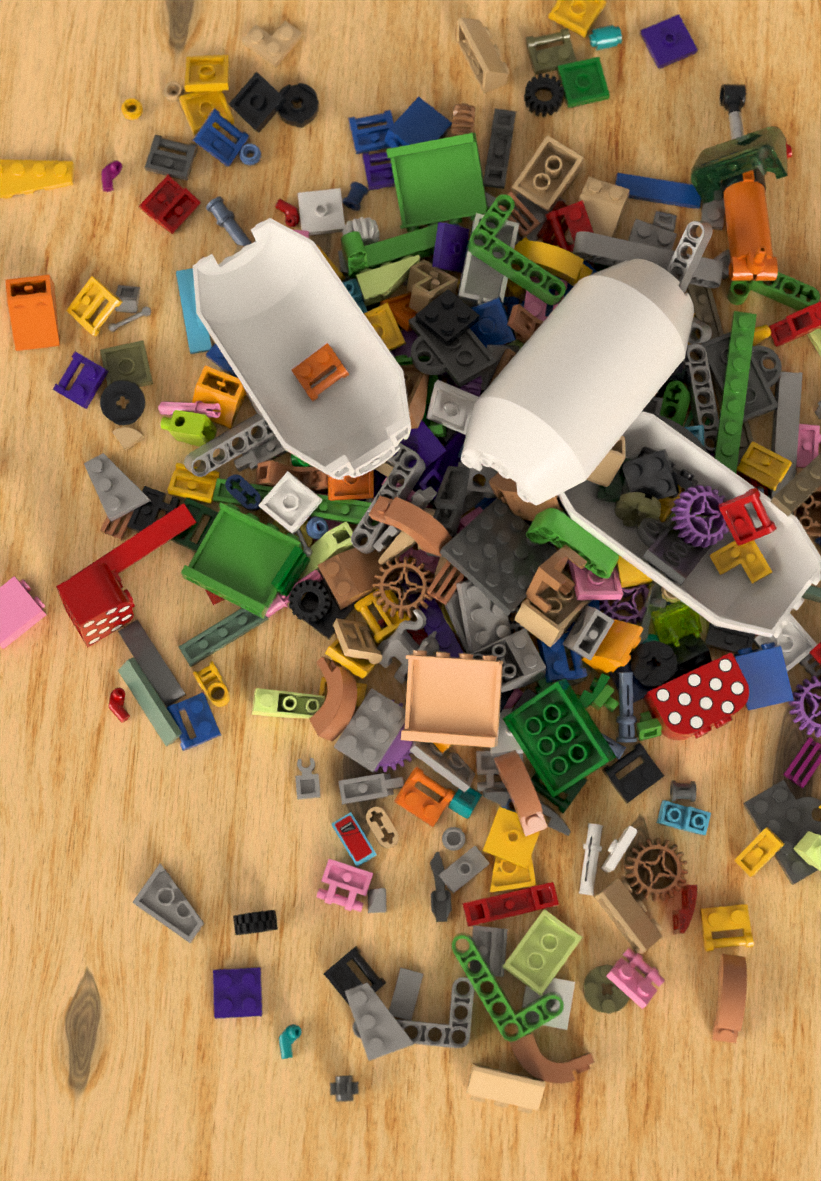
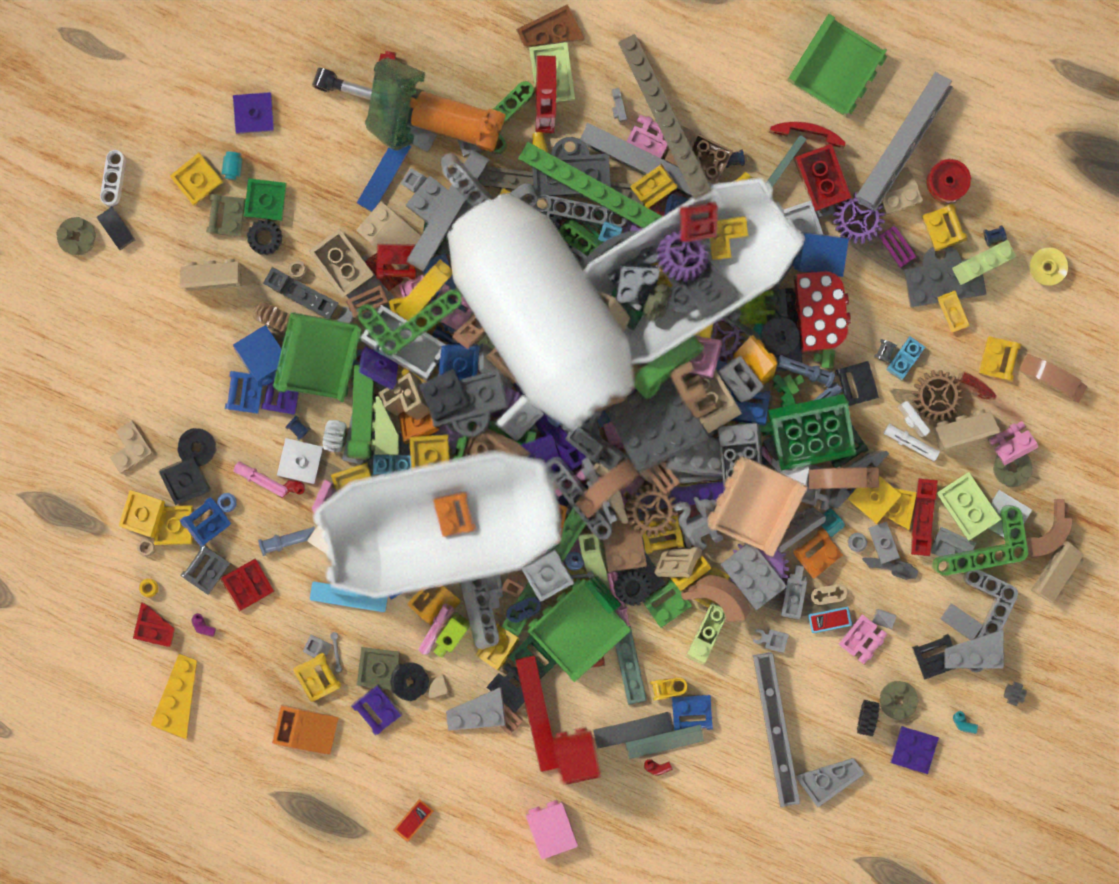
camera: 70 degrees left, 10 degrees up
(91, 126) = (152, 627): none -> red wing
(205, 822) = (776, 729): none -> light grey tile
(288, 168) = (252, 475): none -> bright pink axle
(300, 653) = (670, 608): none -> bright green plate
(302, 949) = (887, 700): none -> olive plate
(522, 134) = (292, 269): none -> tan plate

